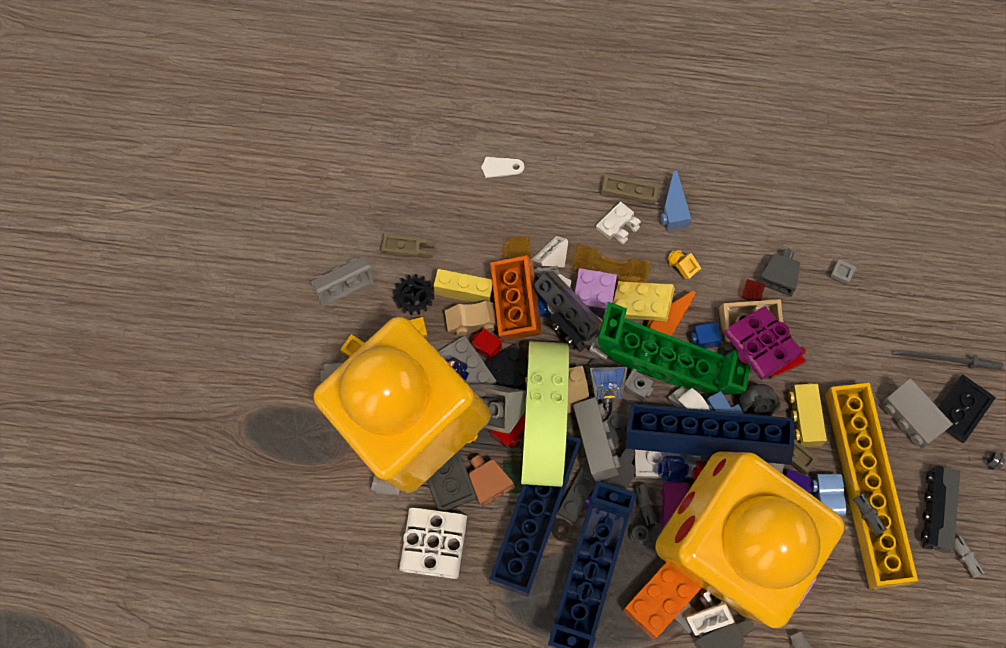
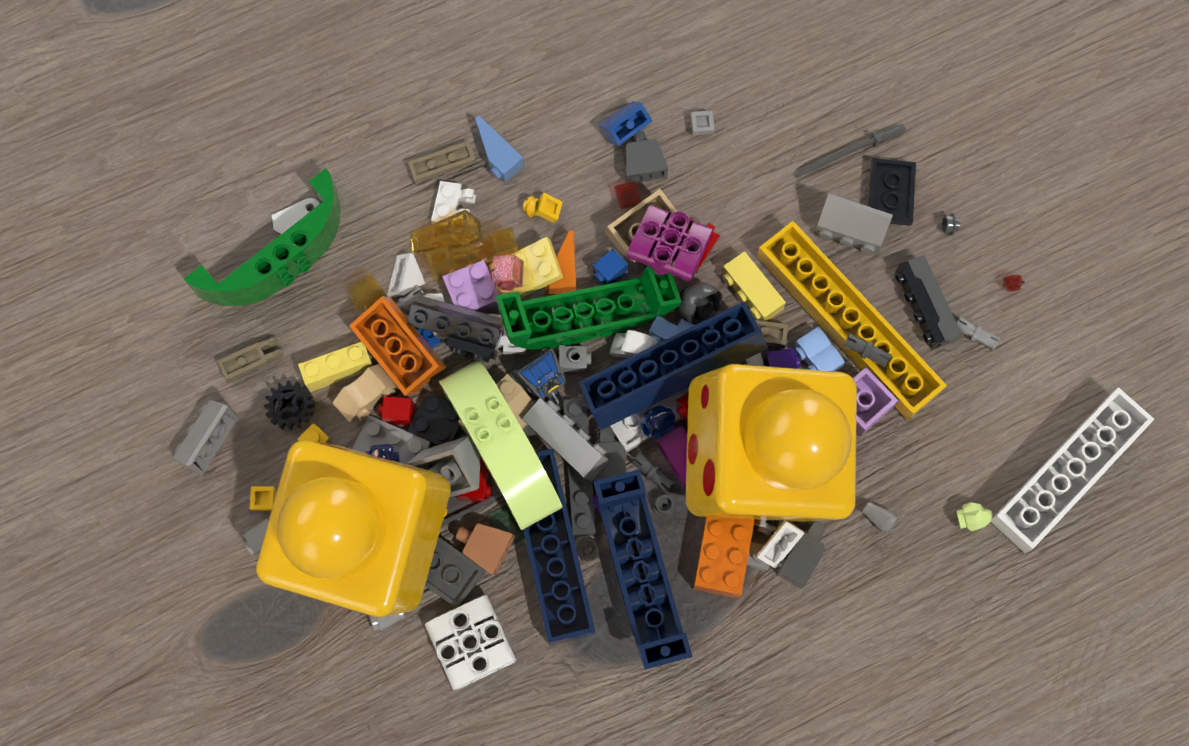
camera: 30 degrees left, 5 degrees up
(474, 189) = (281, 259): none -> green slope
(608, 242) = (452, 231): none -> clear yellow slope
(628, 292) = (507, 272): none -> clear pink brick
(783, 238) = (625, 123): none -> blue brick
(848, 555) = (872, 401): none -> lavender brick

